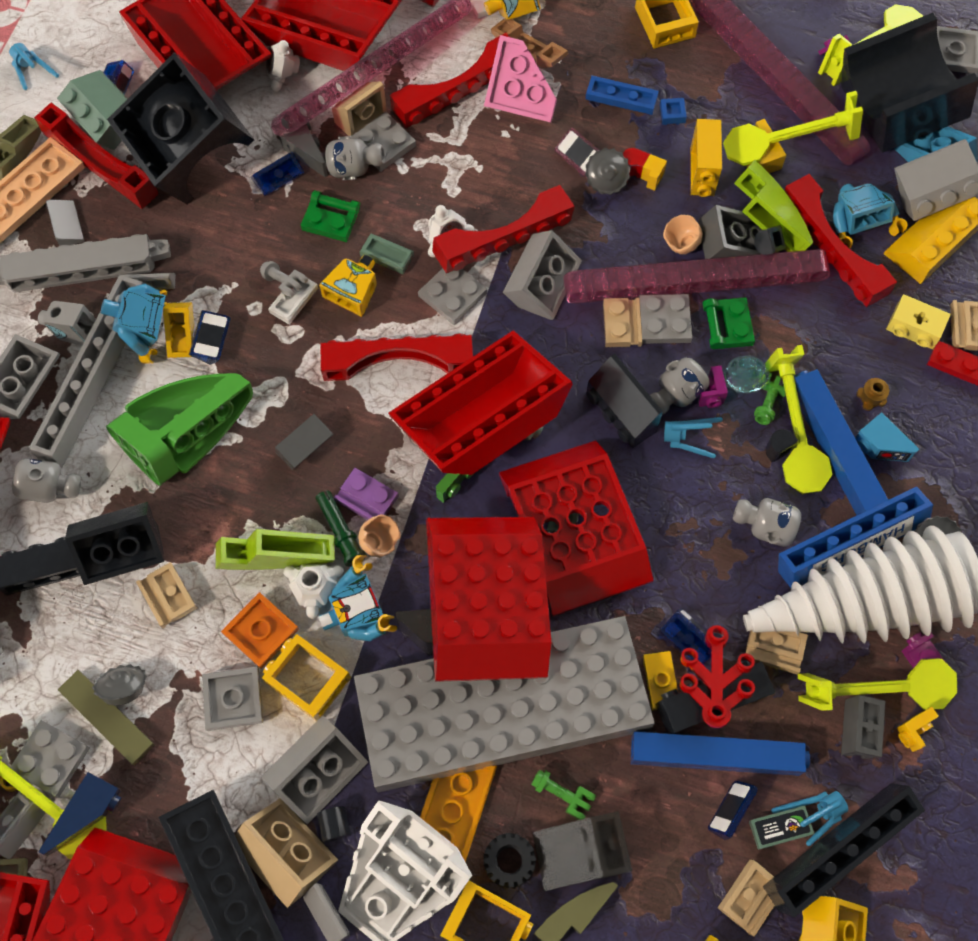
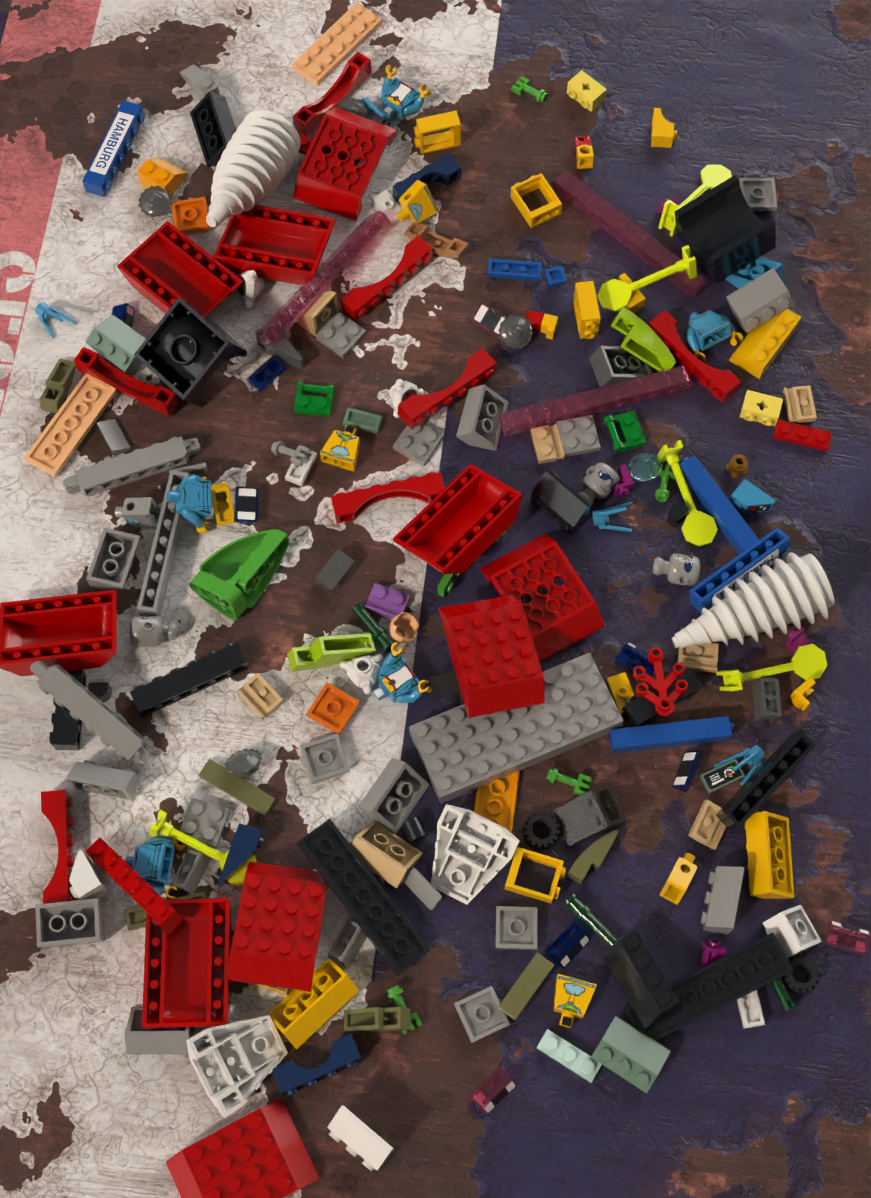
camera: 10 degrees left, 0 degrees up
(114, 543) = (218, 664): black slope -> none
(328, 692) = (390, 746): yellow window -> none
(351, 157) = (320, 352): light grey piece -> none
(518, 83) = (436, 274): bright pink plate -> none
(683, 234) = (580, 370): light nougat hair -> none
(770, 240) = (644, 365): black brick -> none

